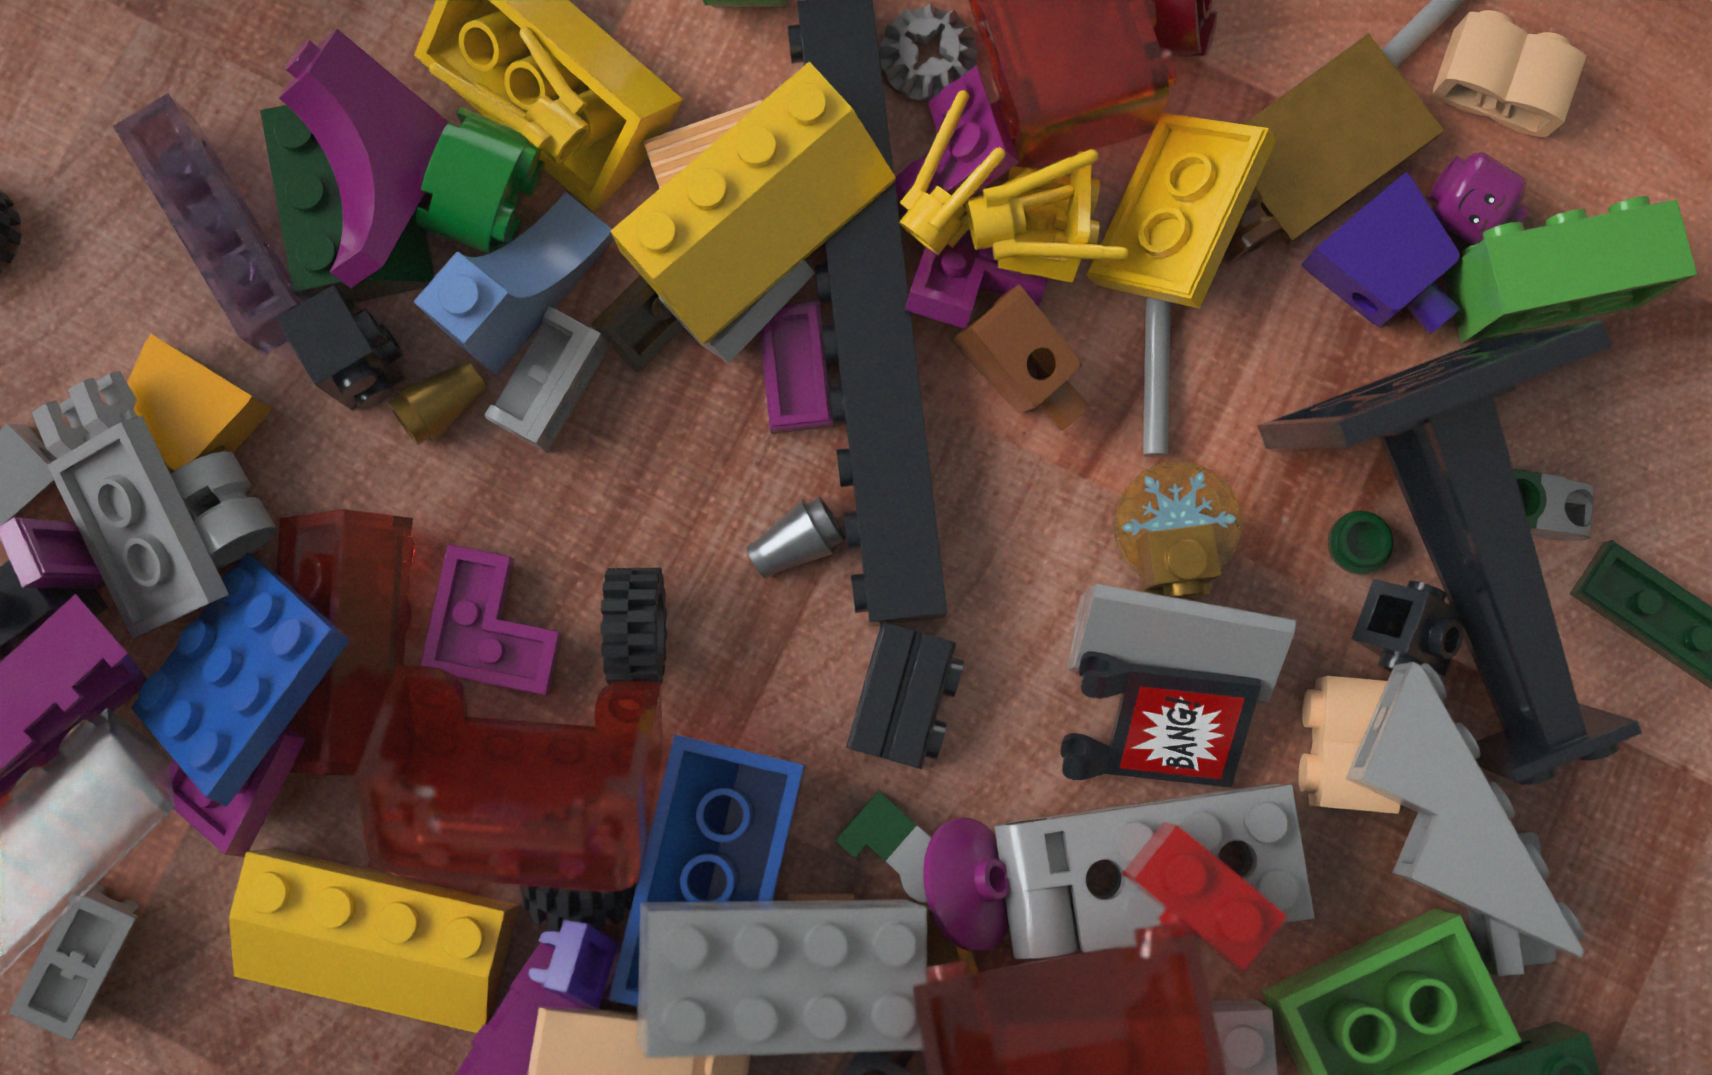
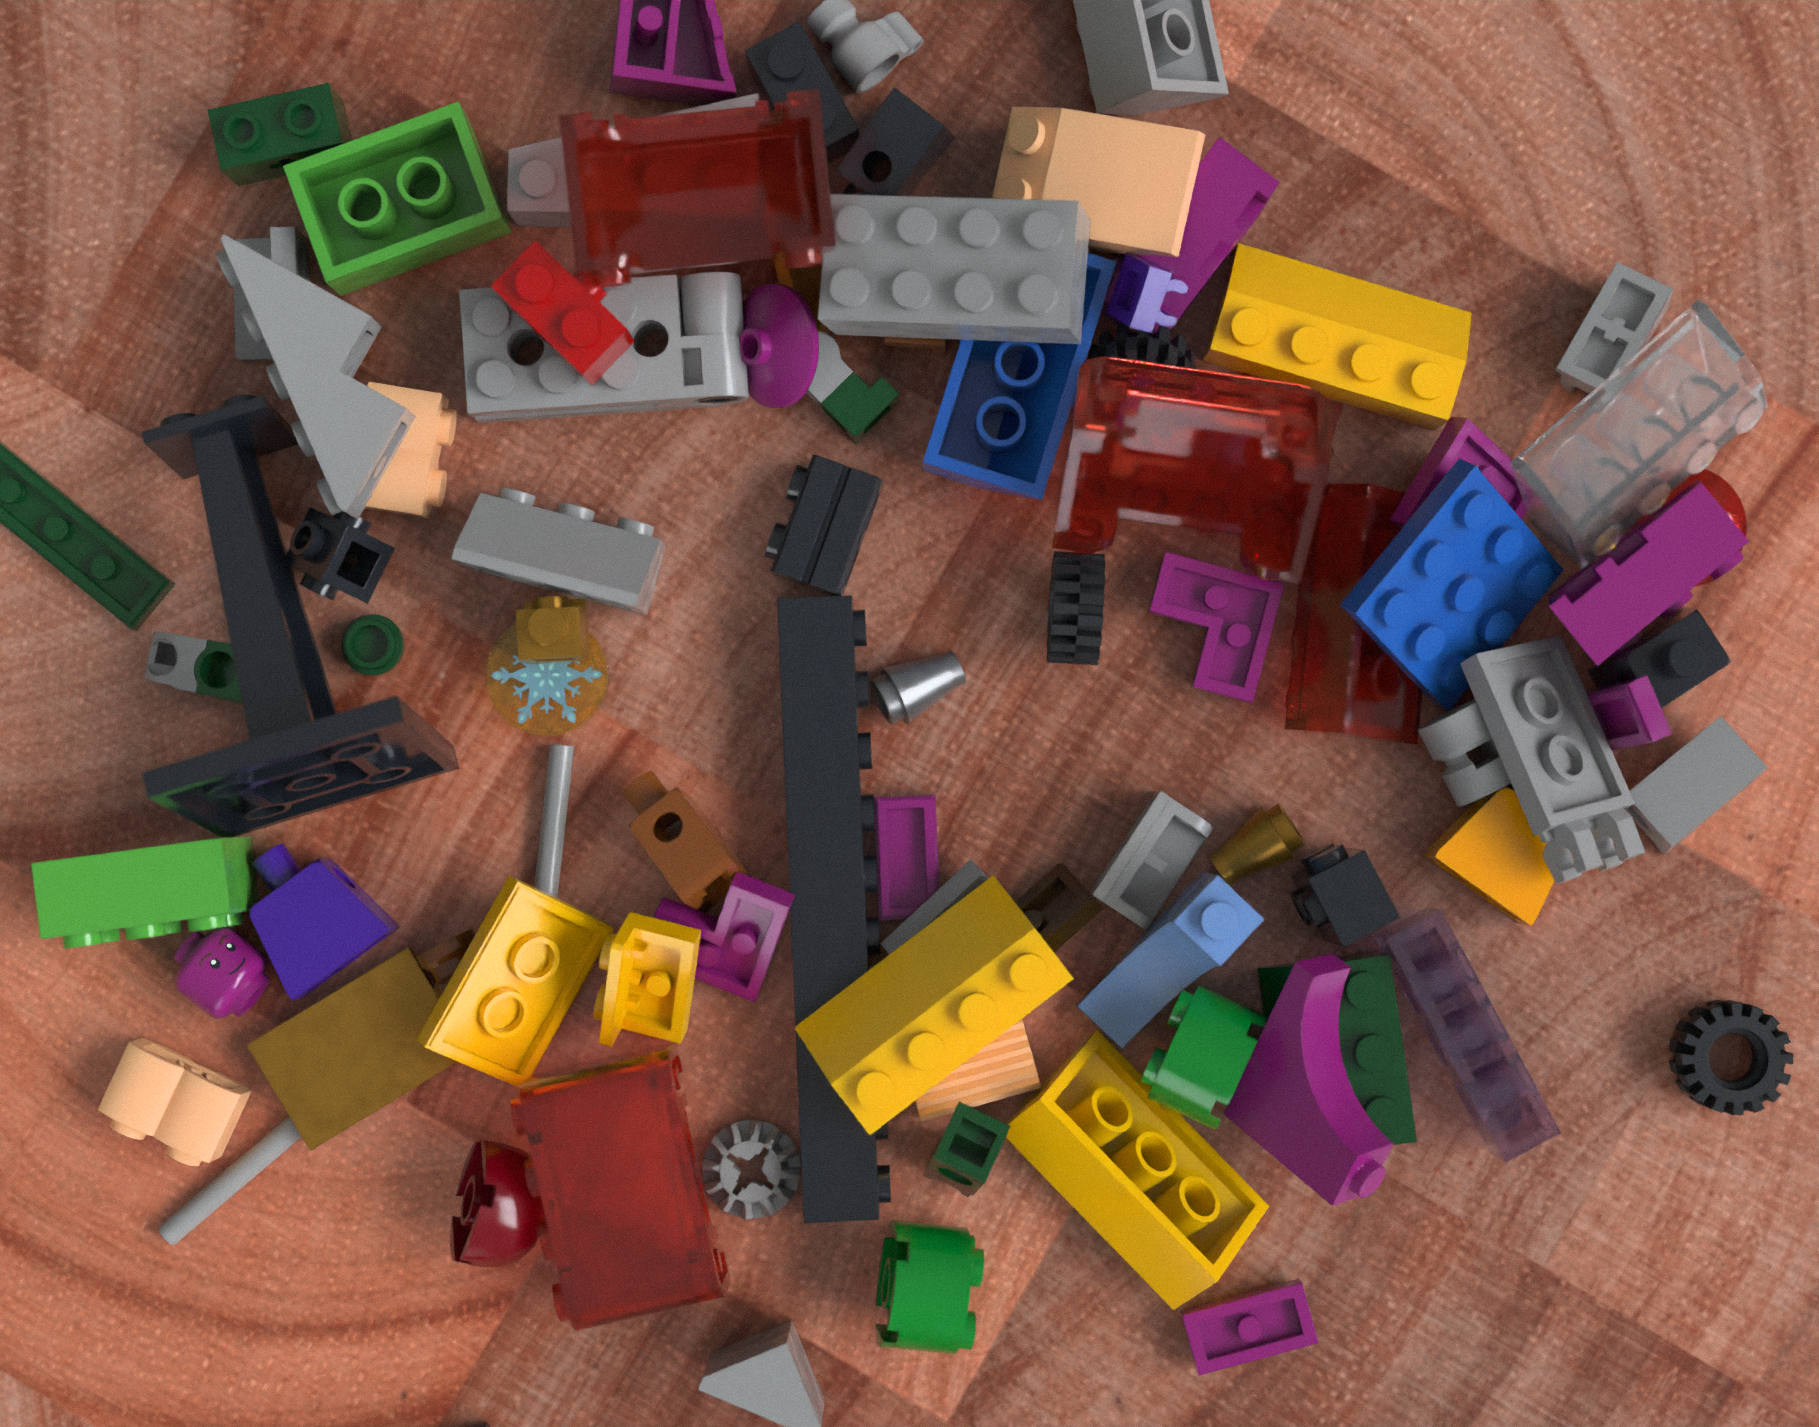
camera: 175 degrees left, 5 degrees up
(548, 123) = (1132, 1102): yellow plant -> none
(714, 71) = (966, 1150): none -> dark green leg
(938, 217) = (755, 983): yellow plant -> none
(975, 137) = (719, 1048): magenta plate -> none
(1000, 215) = (695, 972): yellow plant -> none
(1166, 723) = (581, 481): flag -> none

